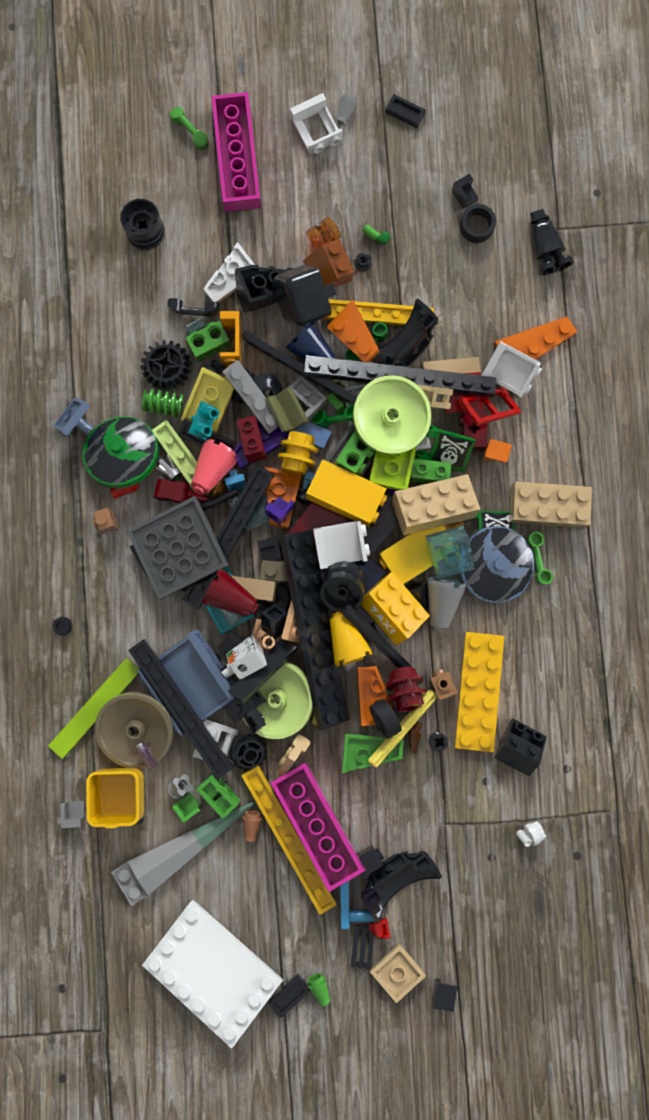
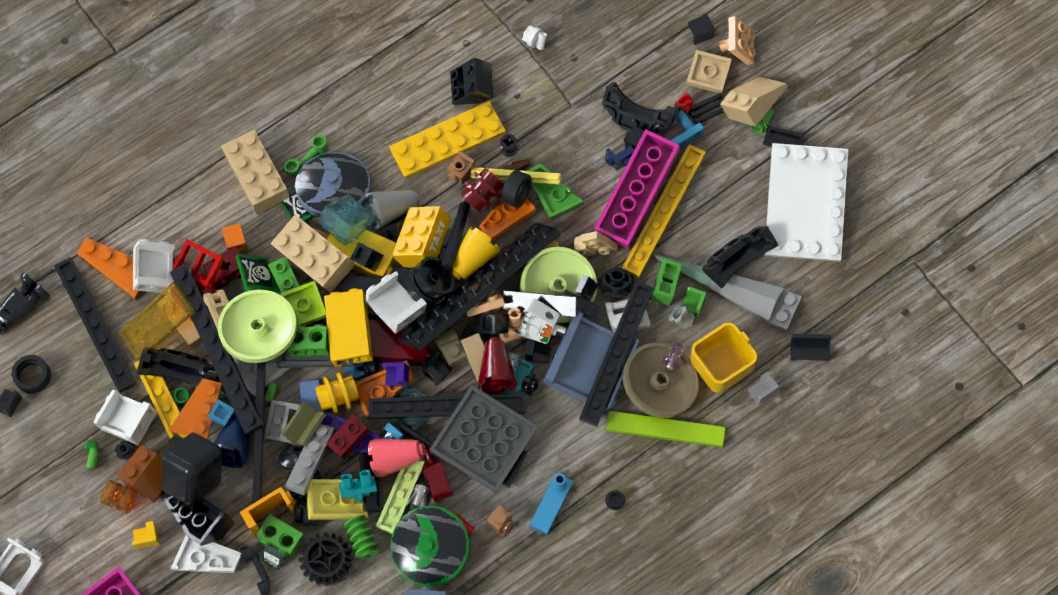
camera: 120 degrees left, 15 degrees down
(82, 880) = (810, 347): none -> black panel
(95, 572) = (551, 503): none -> dark azure piece
(205, 619) = (530, 384): none -> black plate
(207, 875) = (738, 253): none -> black windscreen
(251, 824) = (672, 245): nougat cone -> none
(278, 239) = (146, 536): none -> yellow panel
(323, 420) = (273, 367): green bar -> none
(339, 347) = (220, 413): none -> dark azure tile
(341, 995) = (752, 100): none -> tan slope
(360, 836) = (620, 159): none -> dark blue bracket
(389, 275) = (125, 417): none -> white panel
(402, 548) = (366, 257): none -> black panel
(407, 1024) = (740, 41): none -> light nougat plate
(458, 344) = (157, 320): none -> clear yellow tile
(491, 296) = (95, 325): none -> black plate

